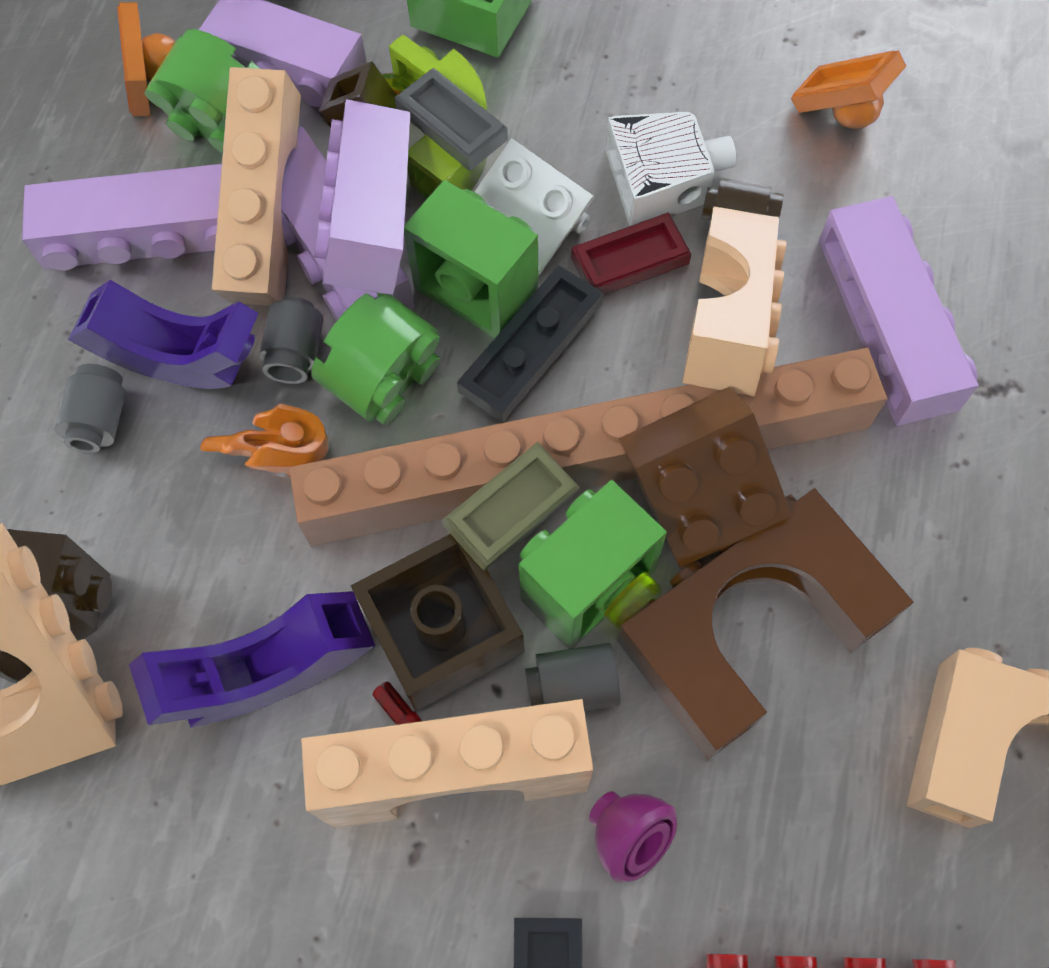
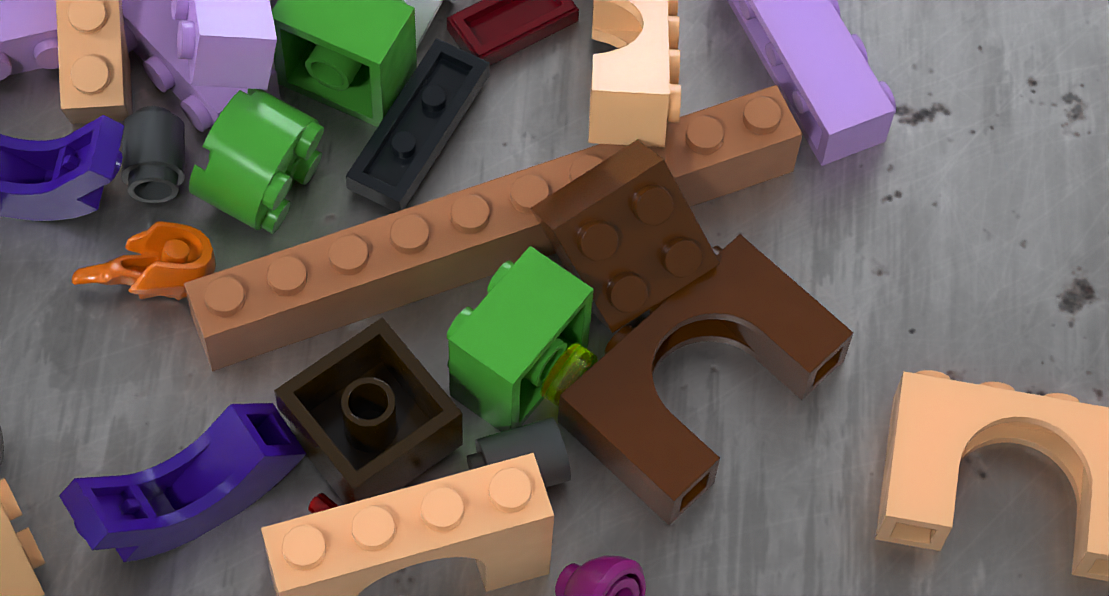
camera: 15 degrees left, 5 degrees down
(510, 506) = (429, 288): olive tile -> none

